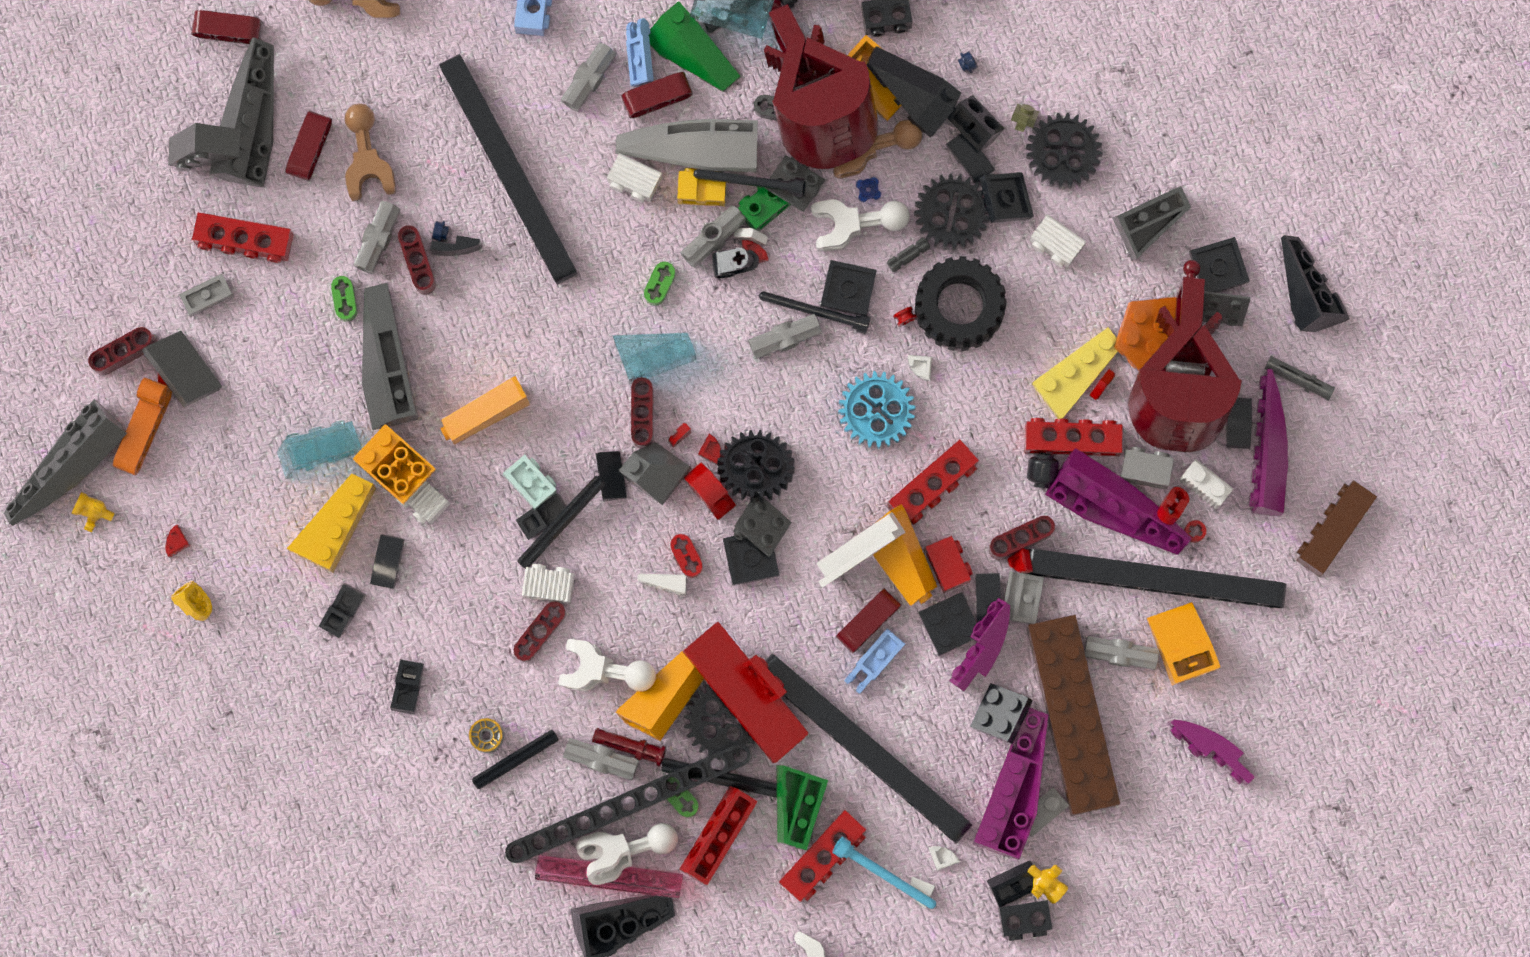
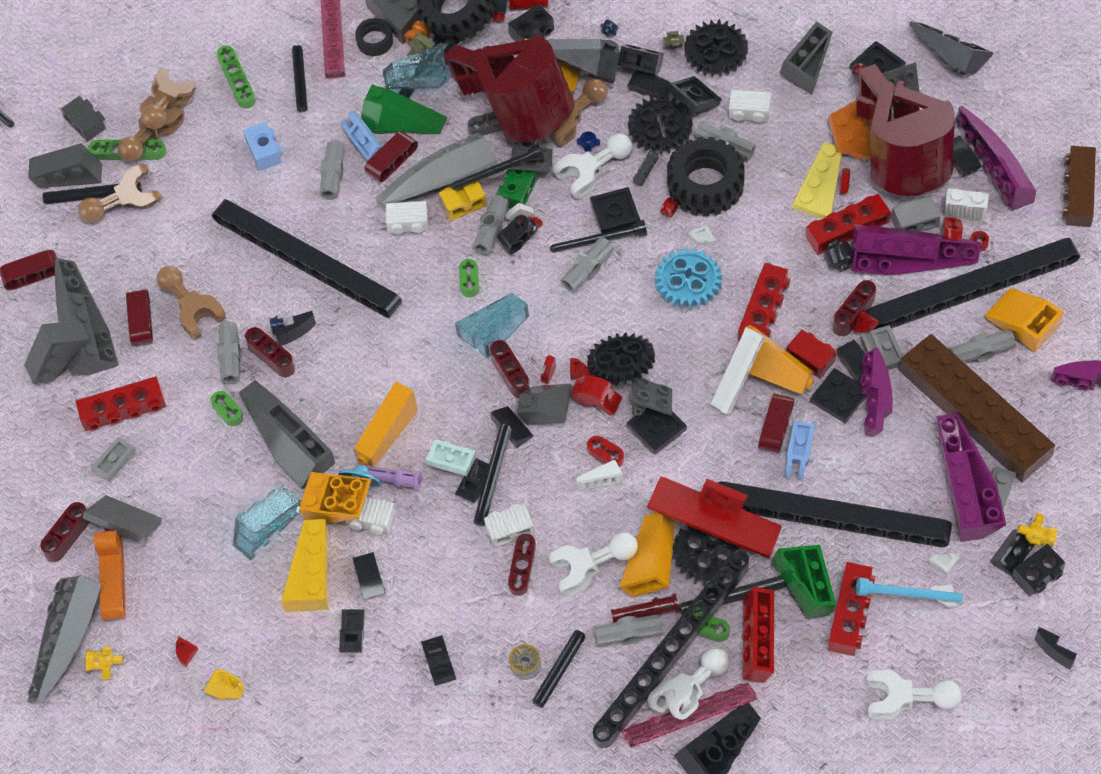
camera: 25 degrees left, 20 degrees down
(431, 453) = (362, 472): none -> medium azure dish
(470, 471) = (398, 478): none -> lavender pin
(1001, 713) = (921, 432): plate -> none
(1007, 268) = (727, 134): none -> light grey piece
(1300, 378) = (990, 105): dark grey pin -> none

